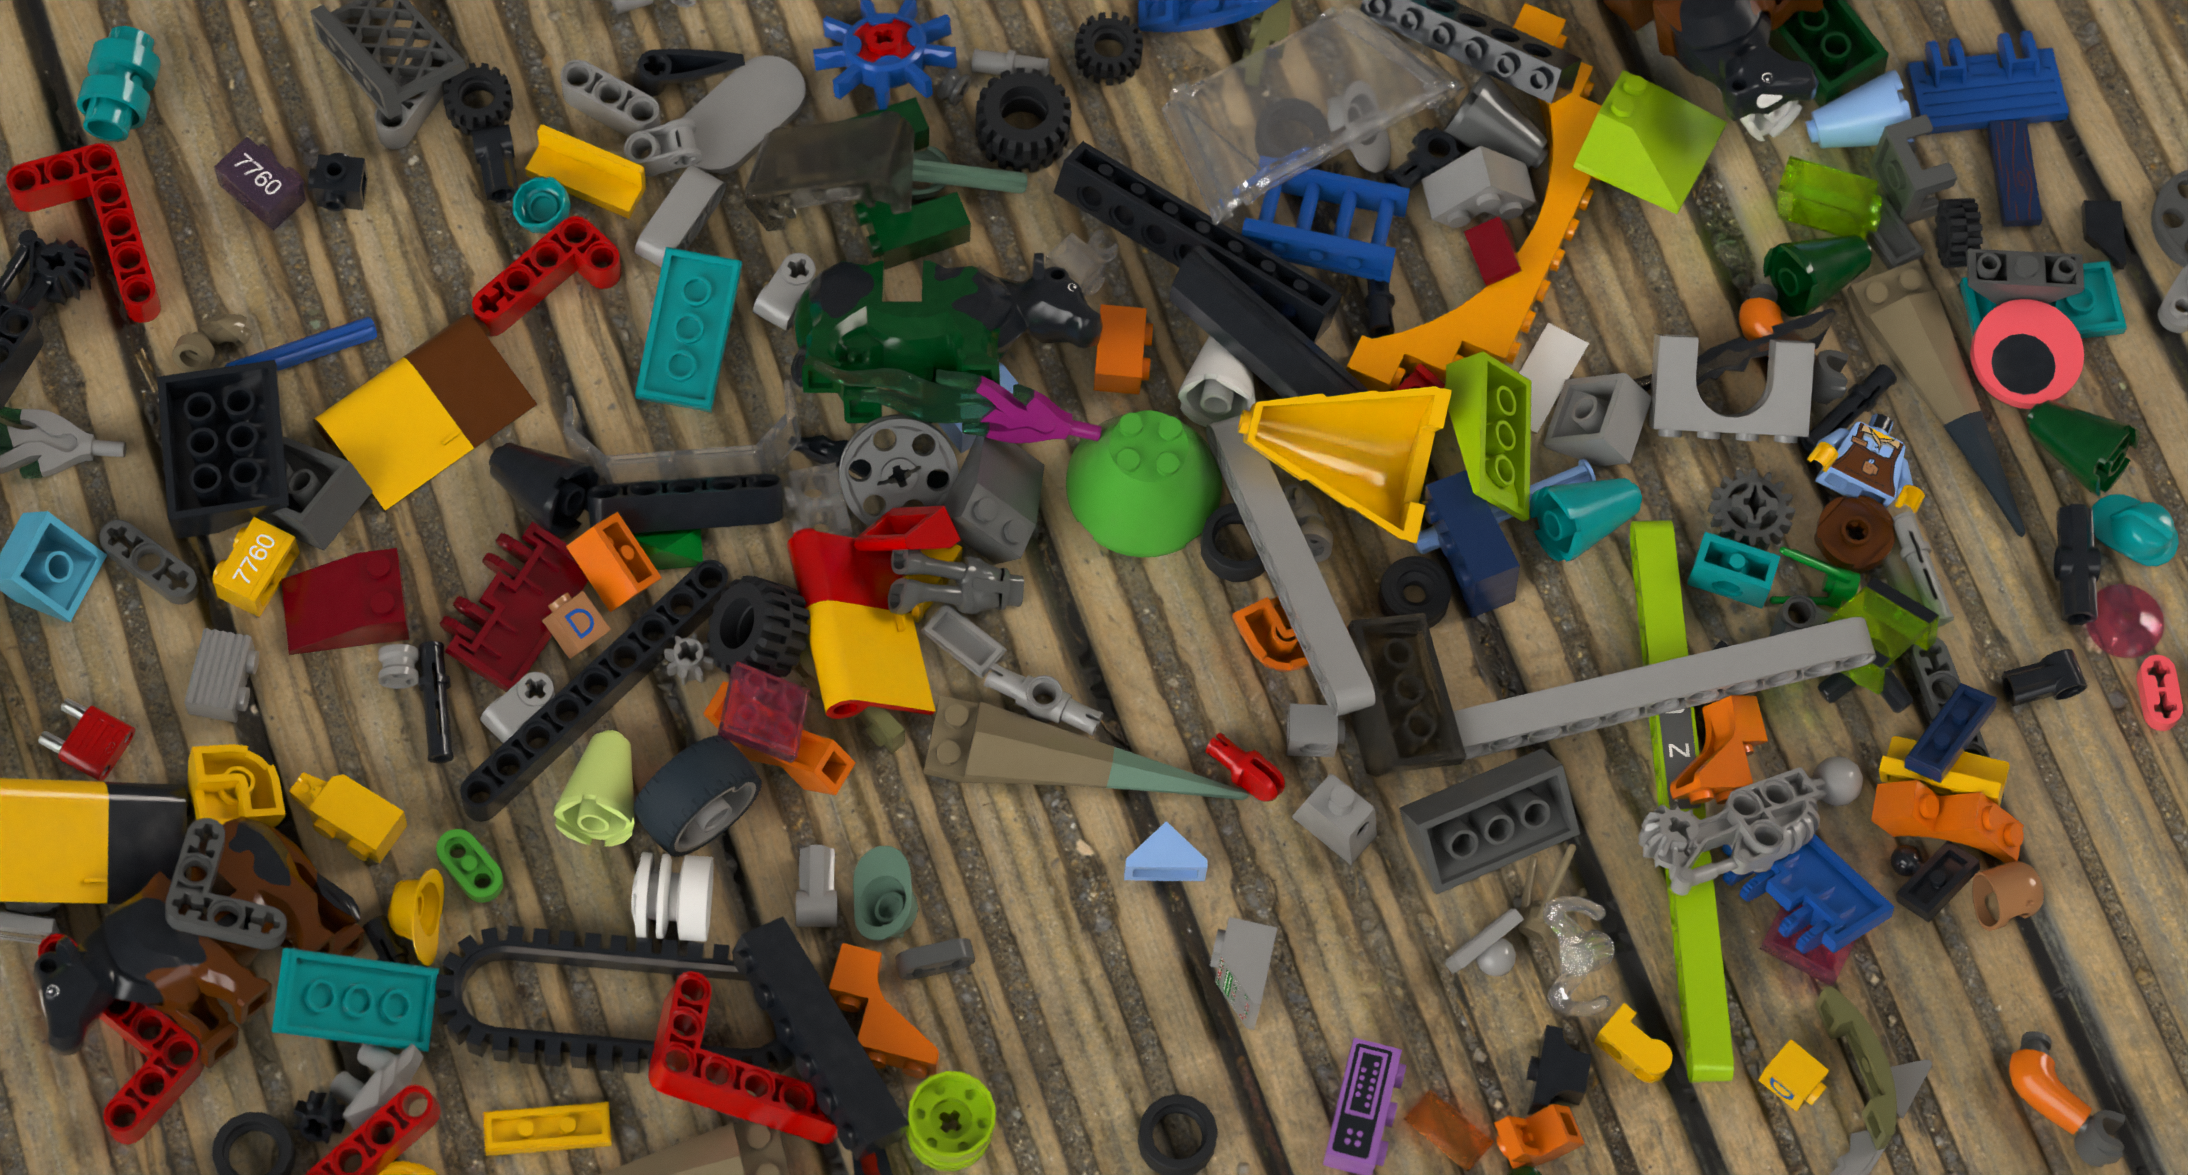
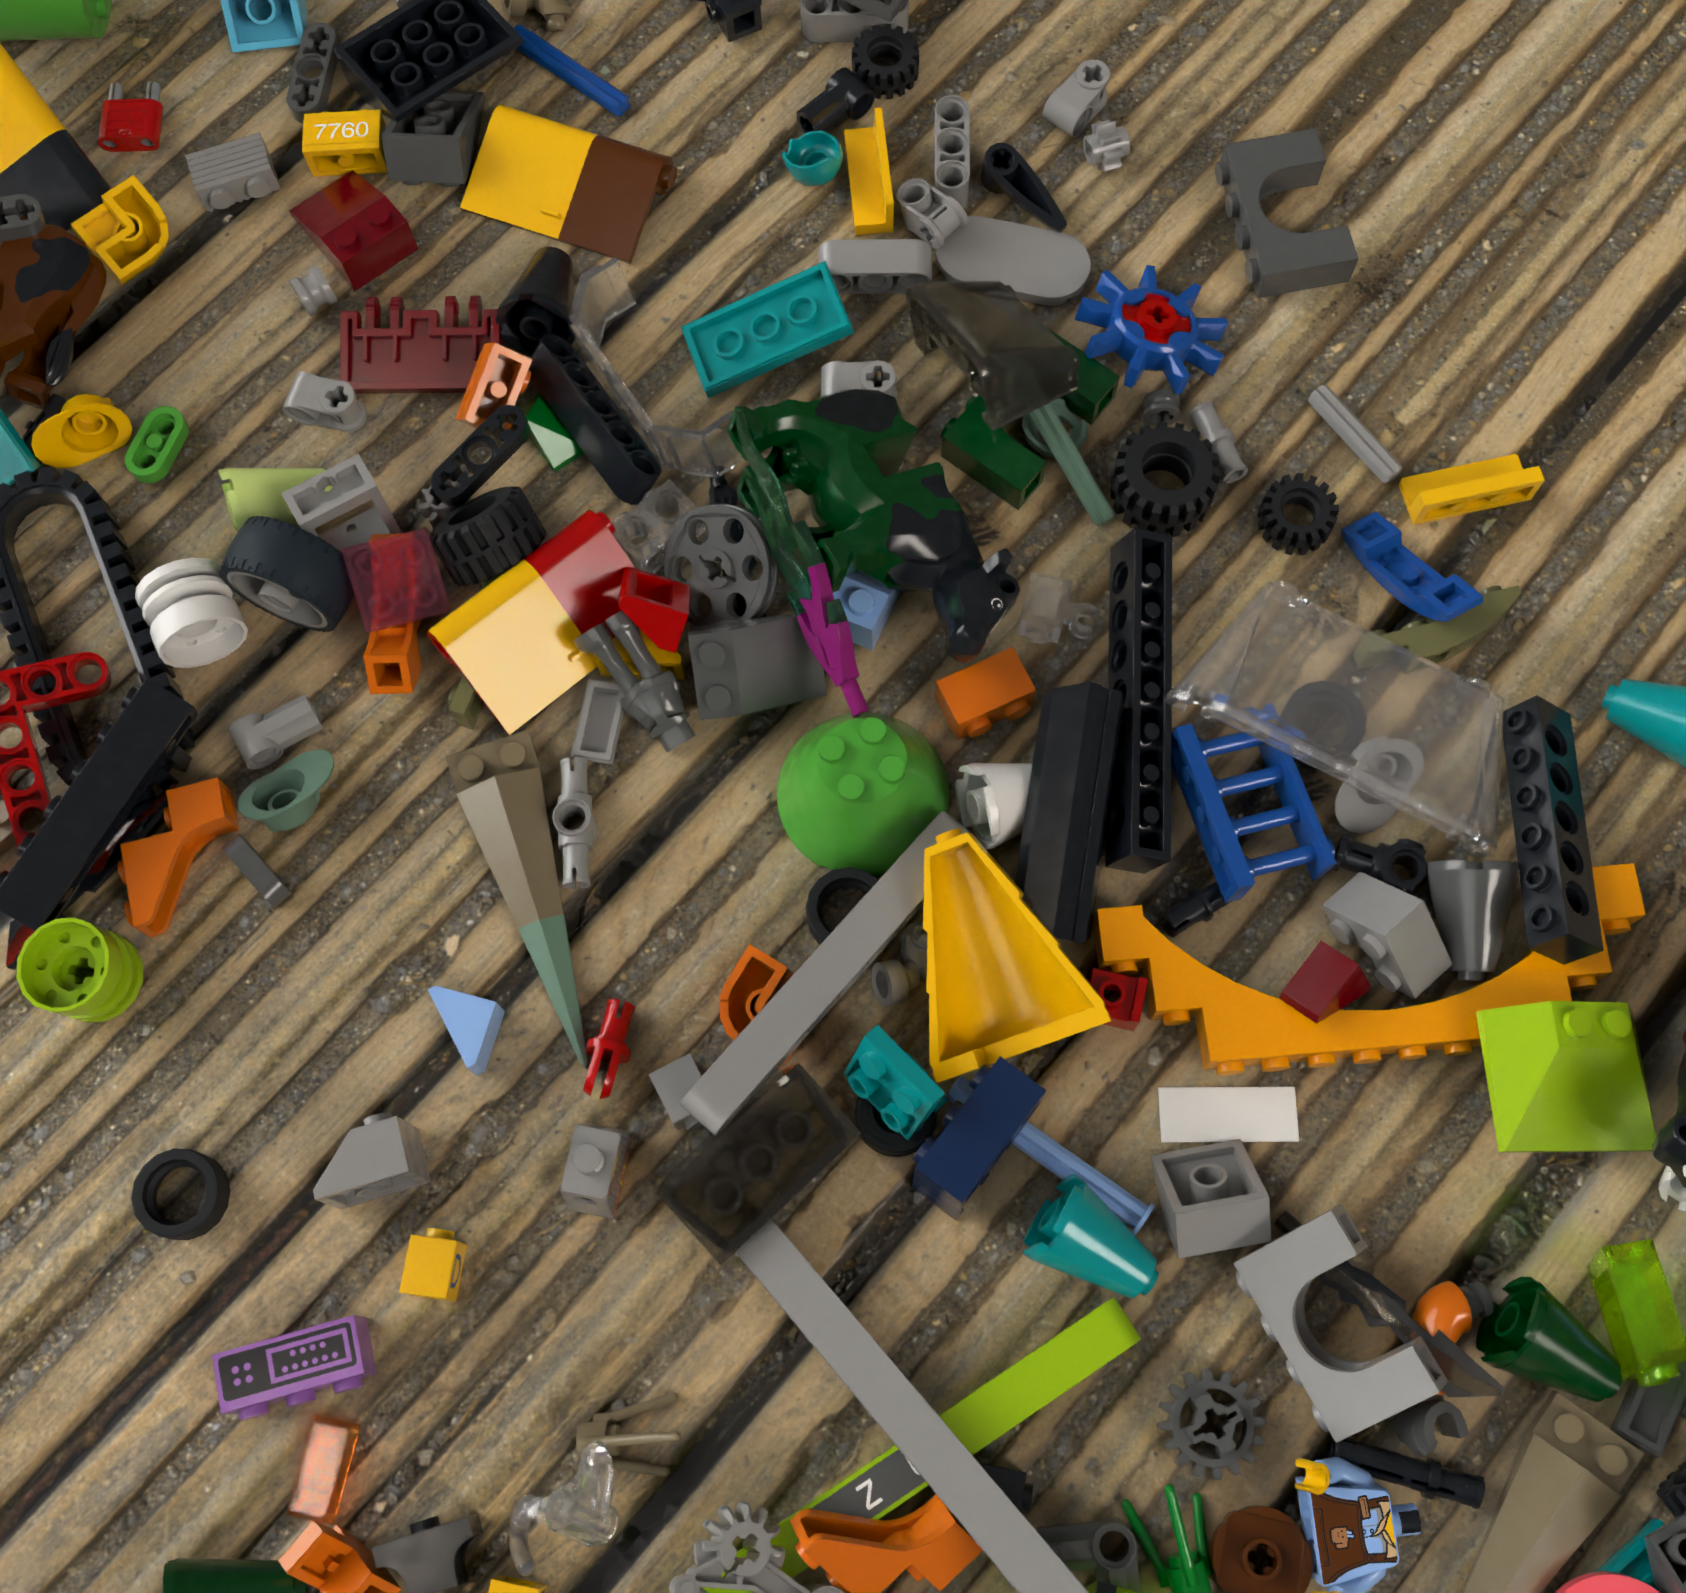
camera: 70 degrees right, 5 degrees up
(350, 814) = (155, 332): yellow hinge -> none
(433, 659) = (296, 338): black pin -> none
(502, 307) = (752, 192): red beam -> none
(575, 623) = (423, 395): medium nougat brick -> none
(590, 706) = (358, 437): black beam -> none
(664, 719) = (350, 489): none -> light grey window
(676, 627) = (481, 473): none -> black beam
(1343, 973) = (433, 1265): none -> yellow brick
(1403, 566) = (893, 1083): none -> teal plate
(1490, 820) = (684, 1327): dark grey slope -> none
(1491, 951) = (539, 1402): light grey tile -> none
(1493, 429) = (1109, 1094): lime slope -> none
(1733, 570) = (1122, 1443): teal brick -> none

